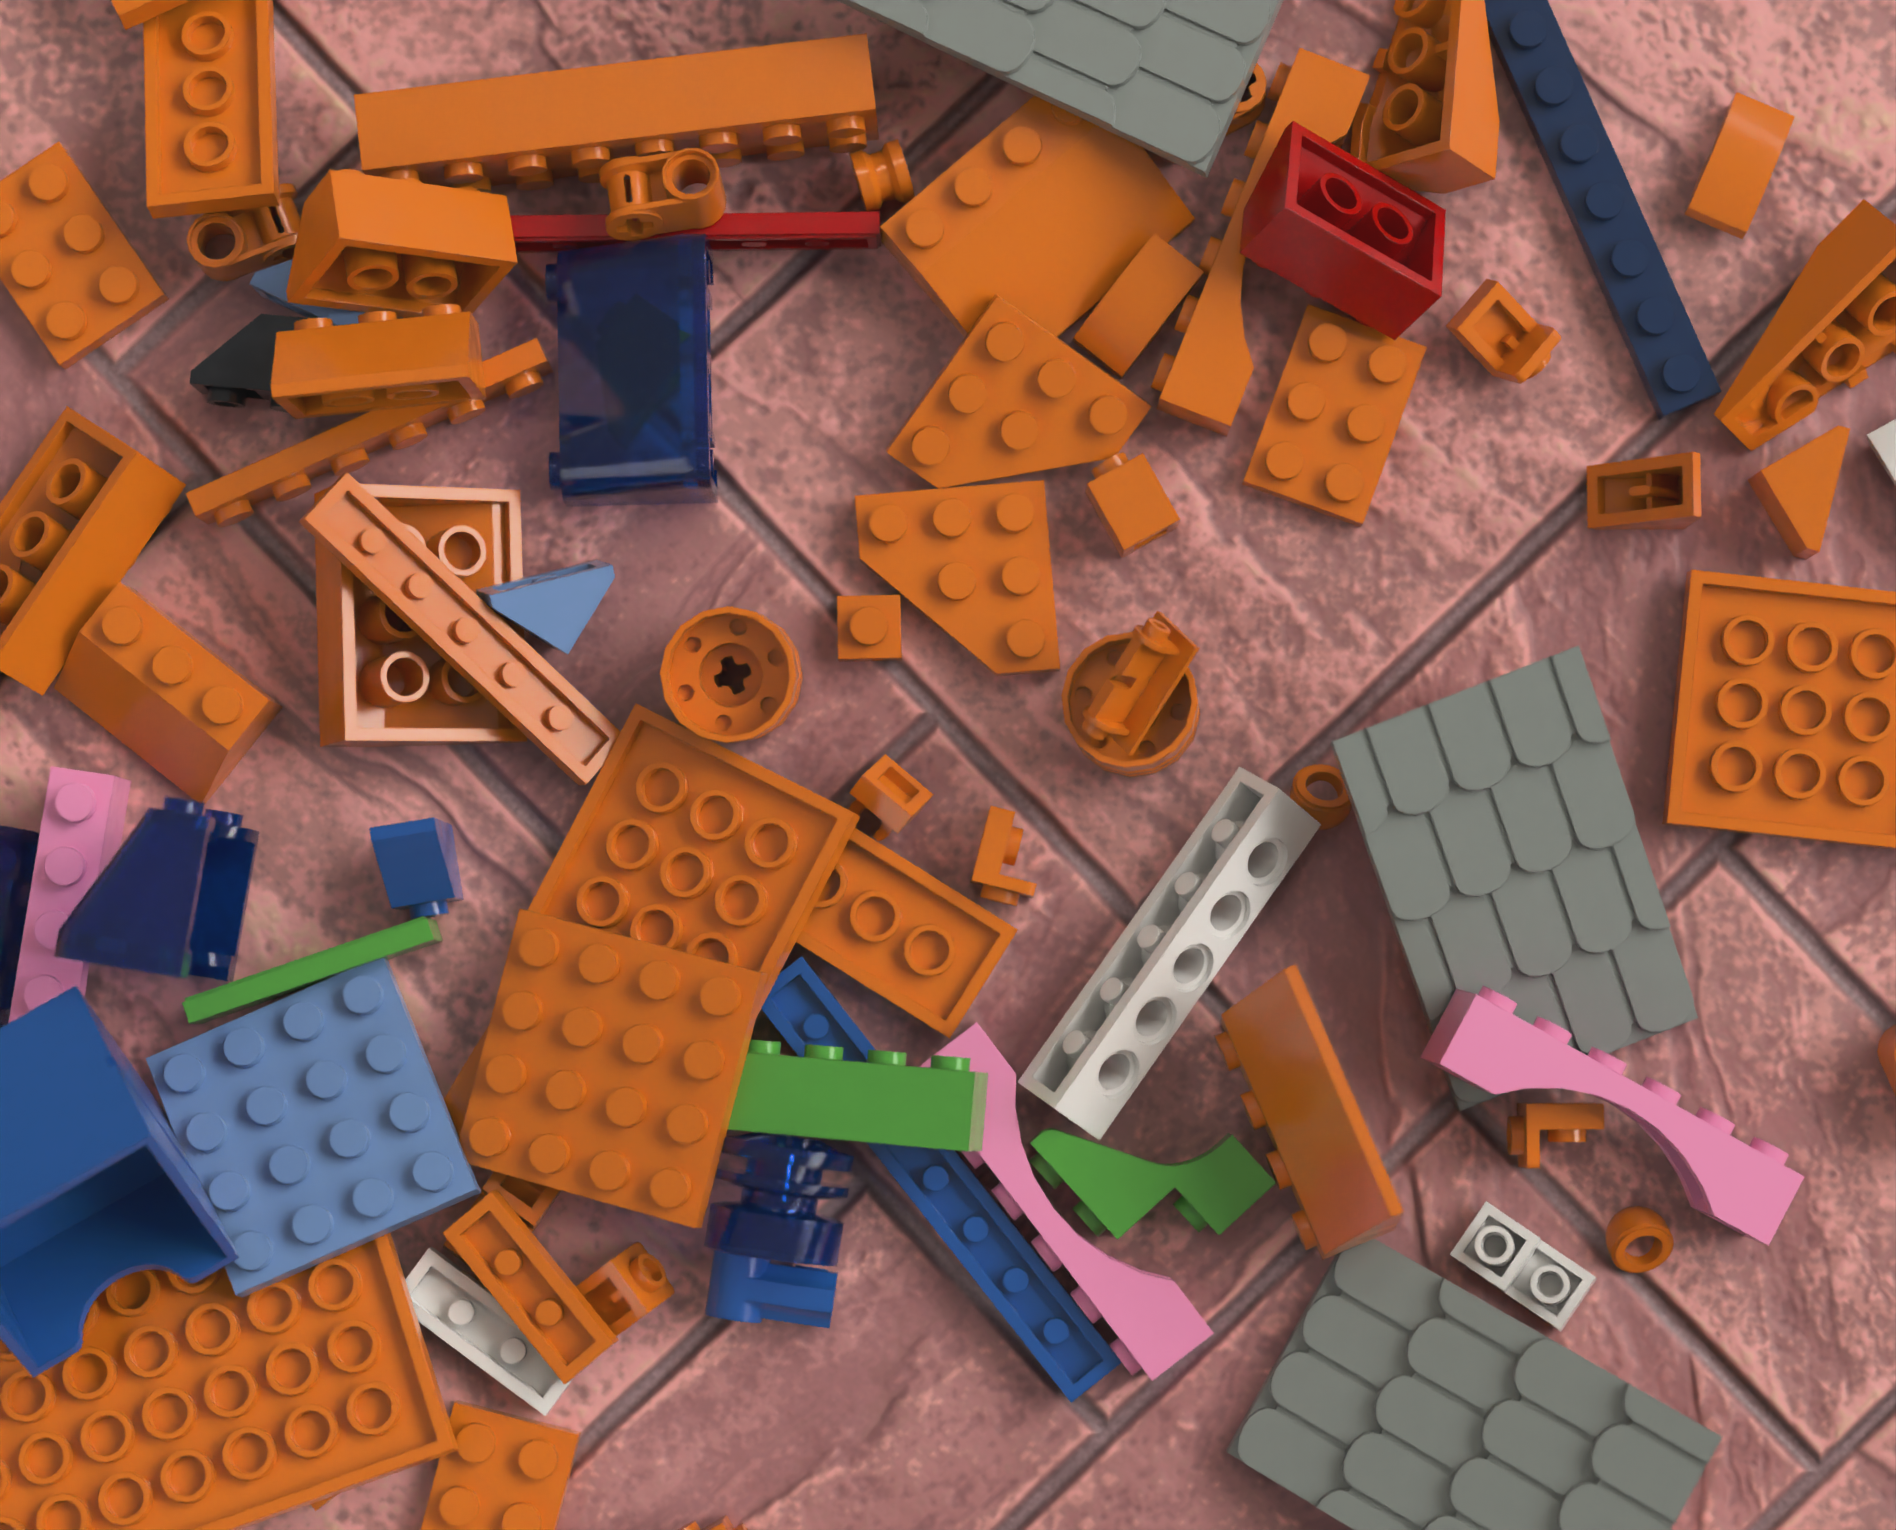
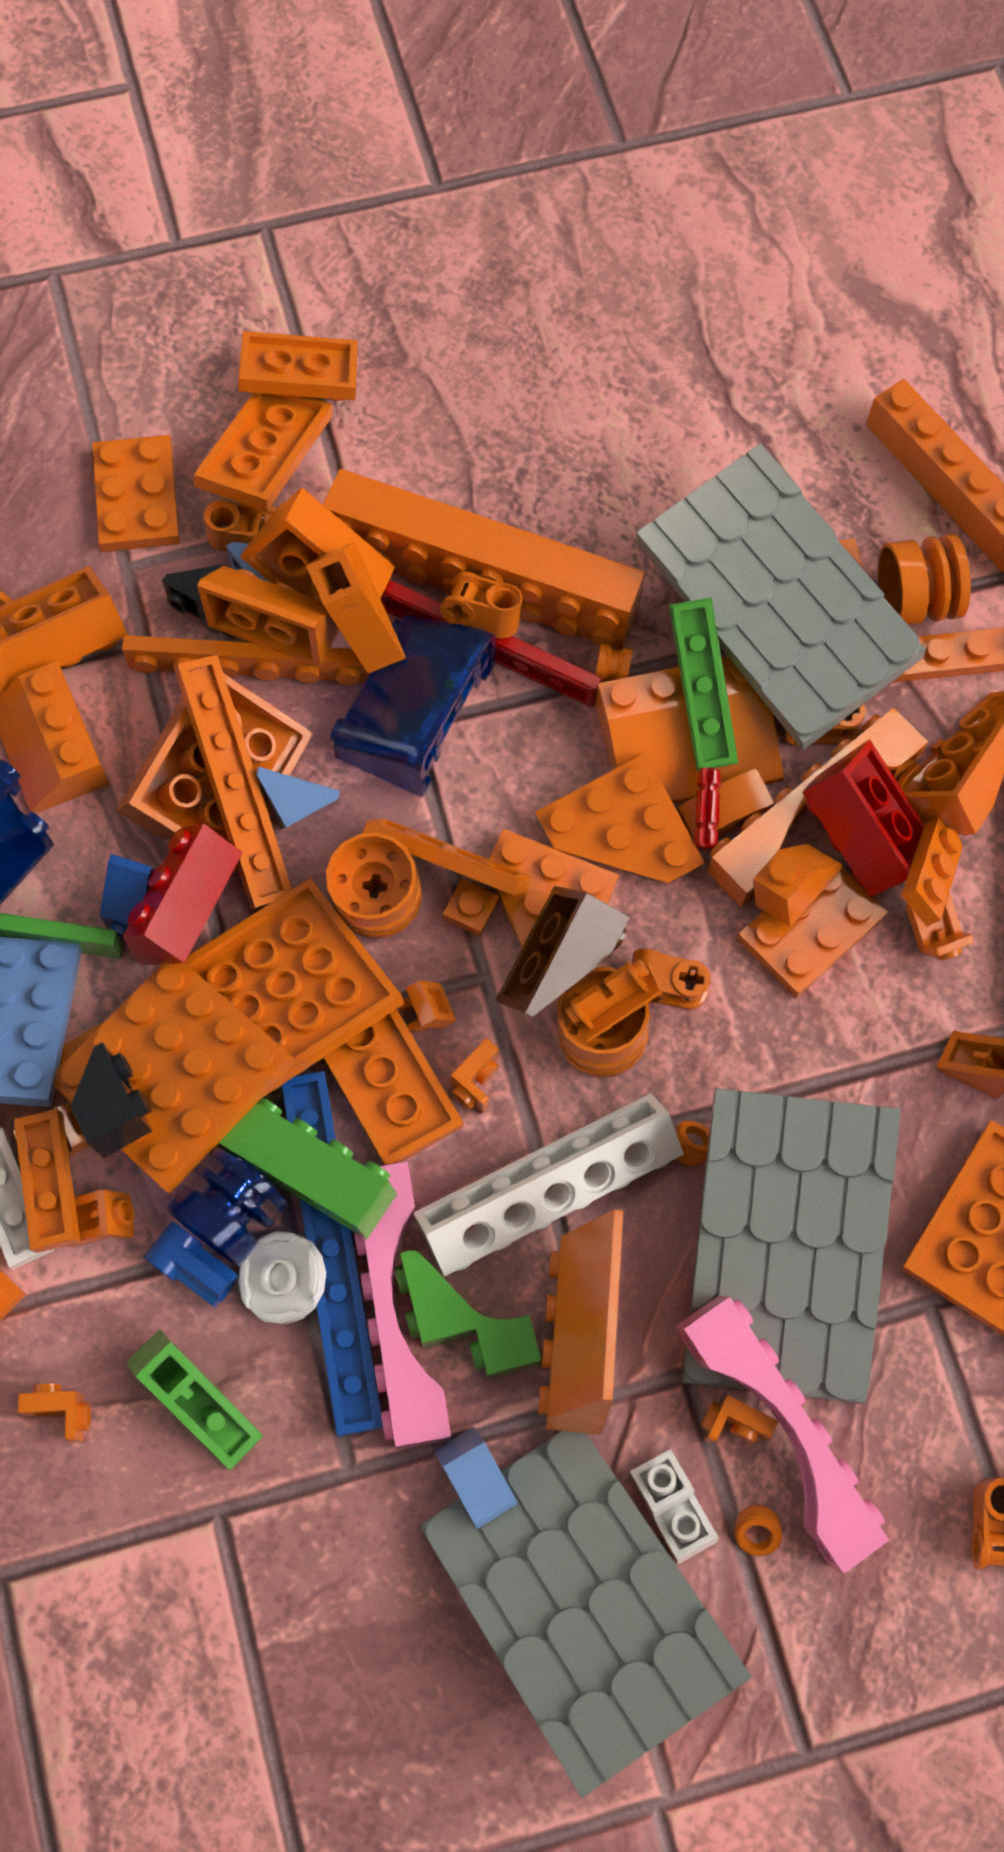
camera: 20 degrees right, 15 degrees down
(491, 829) = (180, 896): none -> slope
(495, 300) = (356, 607): none -> orange slope
(562, 1161) = (107, 1105): none -> black slope
(803, 579) = (453, 857): none -> orange tile
(866, 1451) = (194, 1399): none -> bright green slope
(896, 1247) = (282, 1278): none -> white tile
(1028, 158) = (703, 683): none -> bright green tile
(1032, 647) = (563, 947): none -> slope
(1118, 328) = (707, 808): none -> red axle
(1130, 502) = (664, 912): orange brick -> none
(1176, 593) = (671, 976): none -> orange piece
(1265, 1362) = (475, 1477): none -> medium blue slope
(1286, 373) = (793, 881): none -> orange slope
(1463, 267) = (932, 871): none -> orange plate

